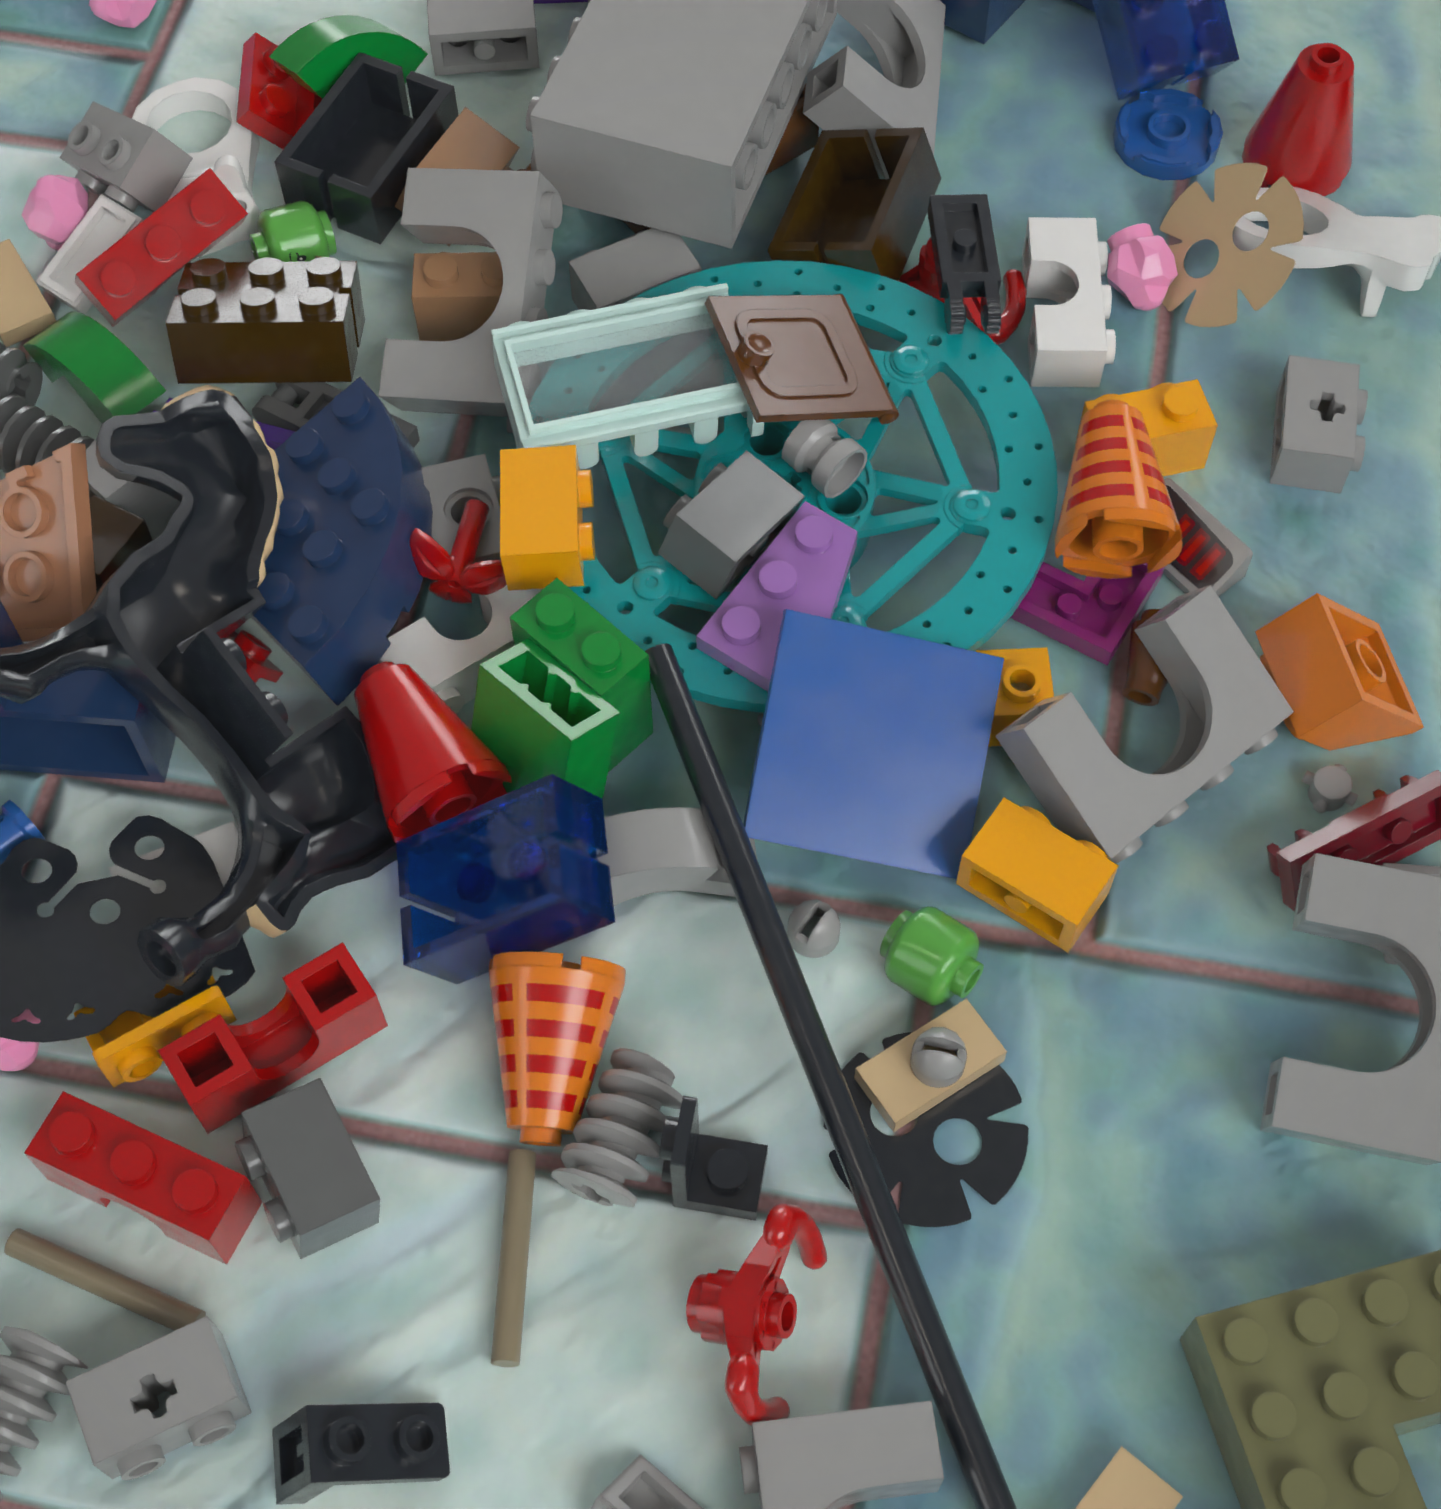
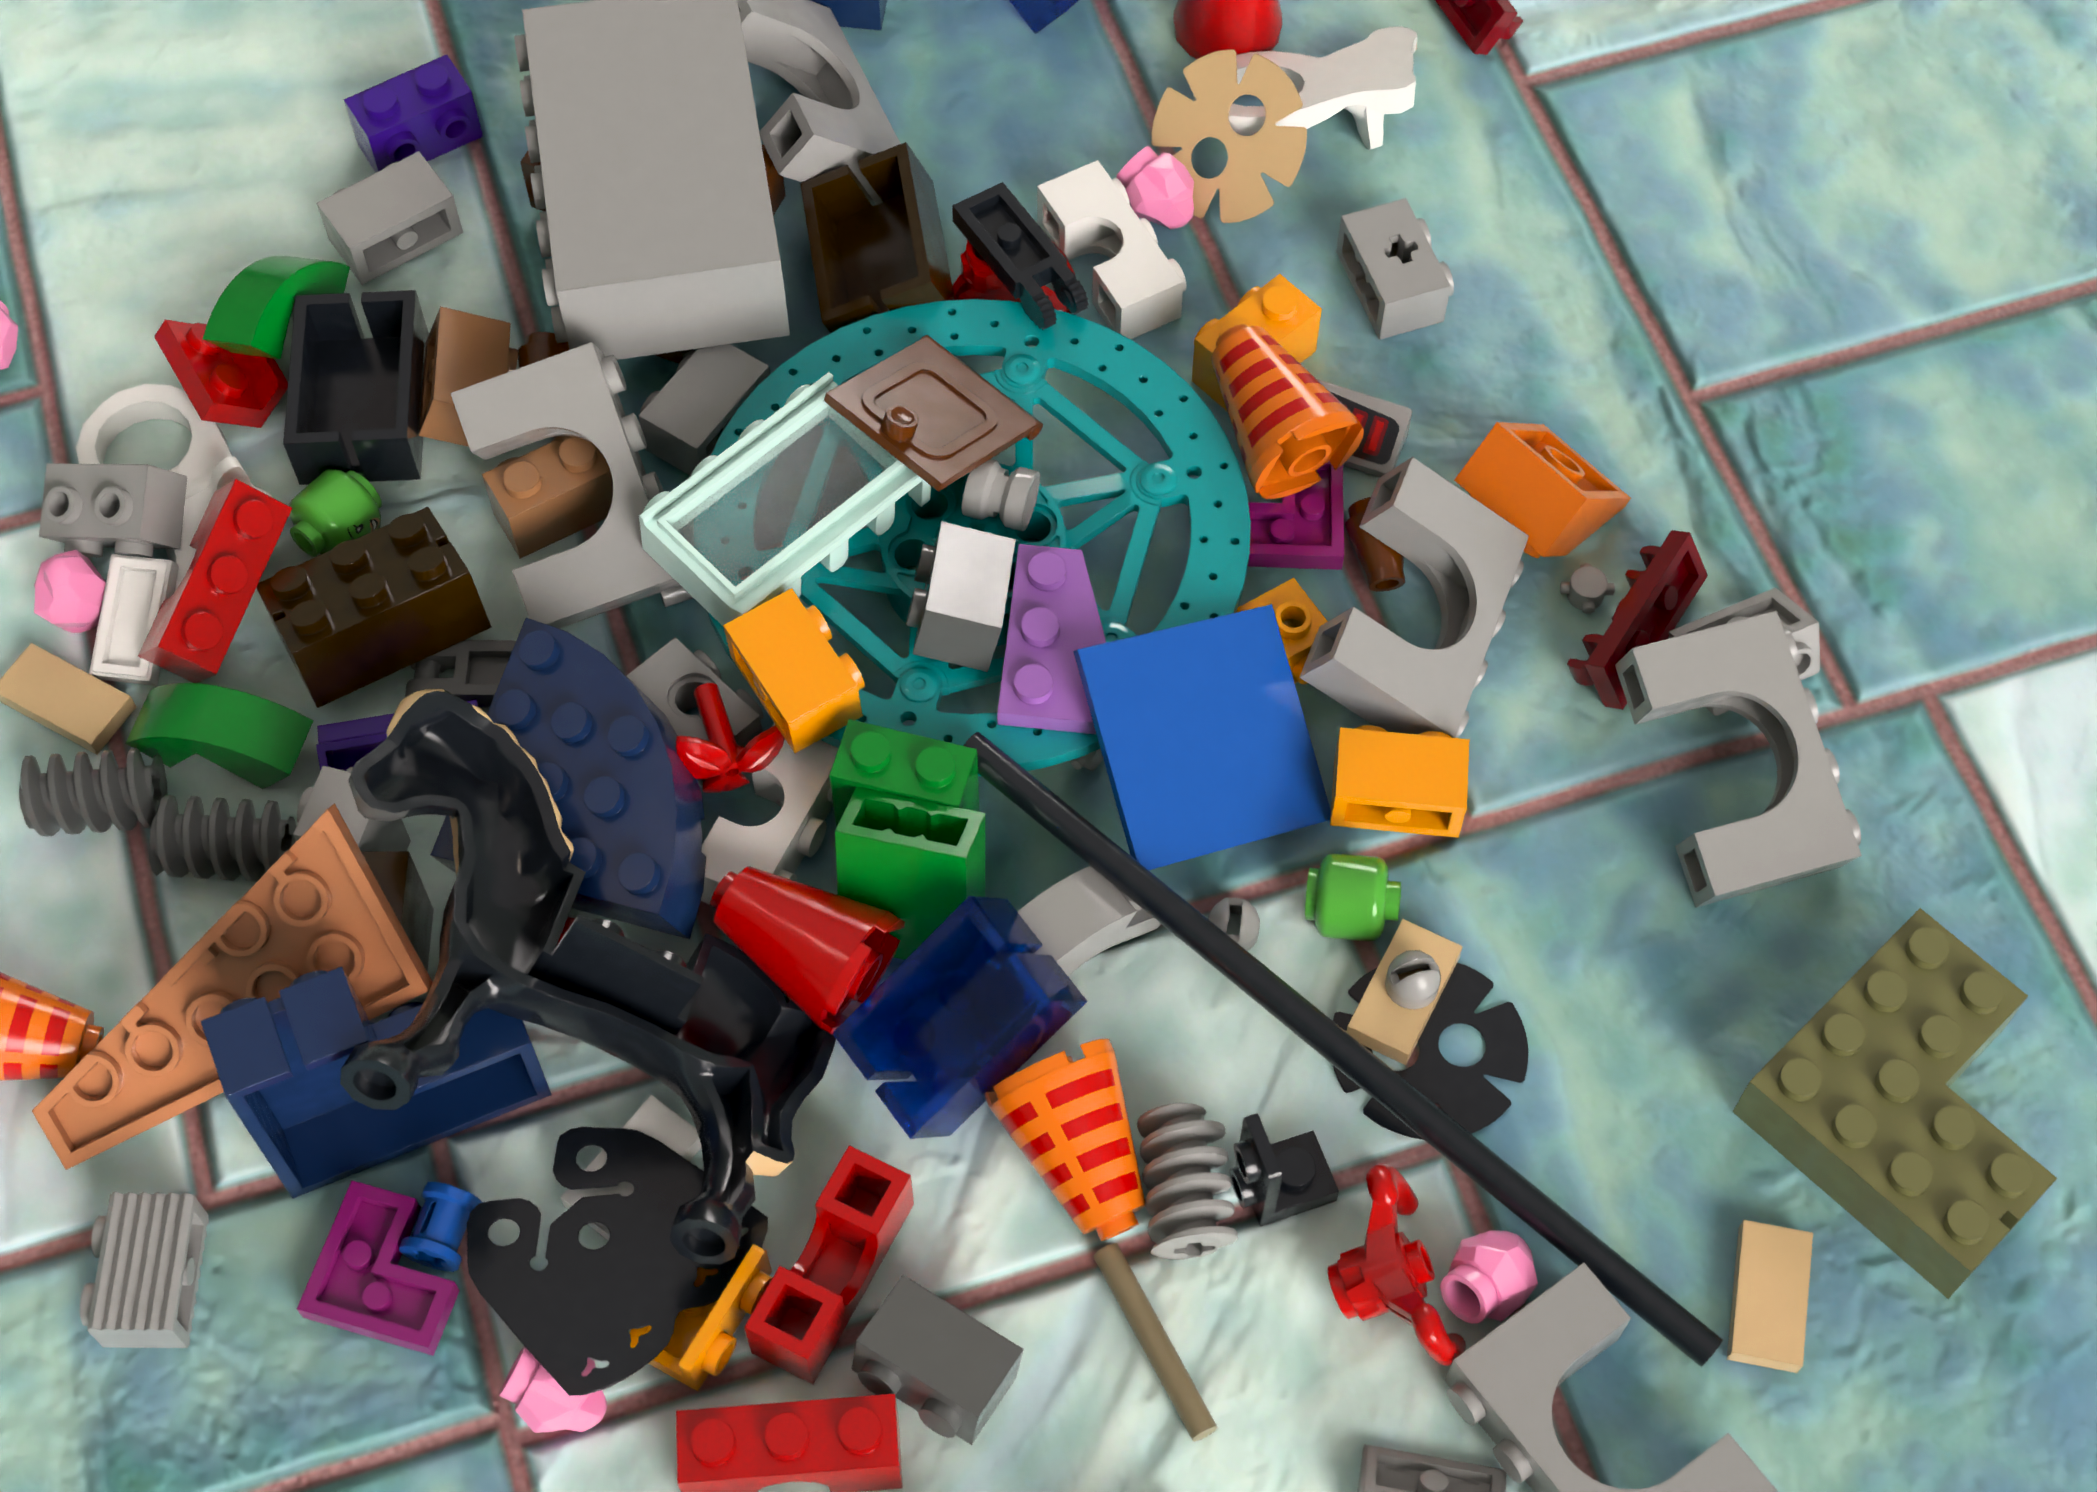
camera: 30 degrees left, 0 degrees up
(843, 1364) = (1489, 1277): none -> bright pink rock
(1167, 134) = (1101, 49): blue tile -> none

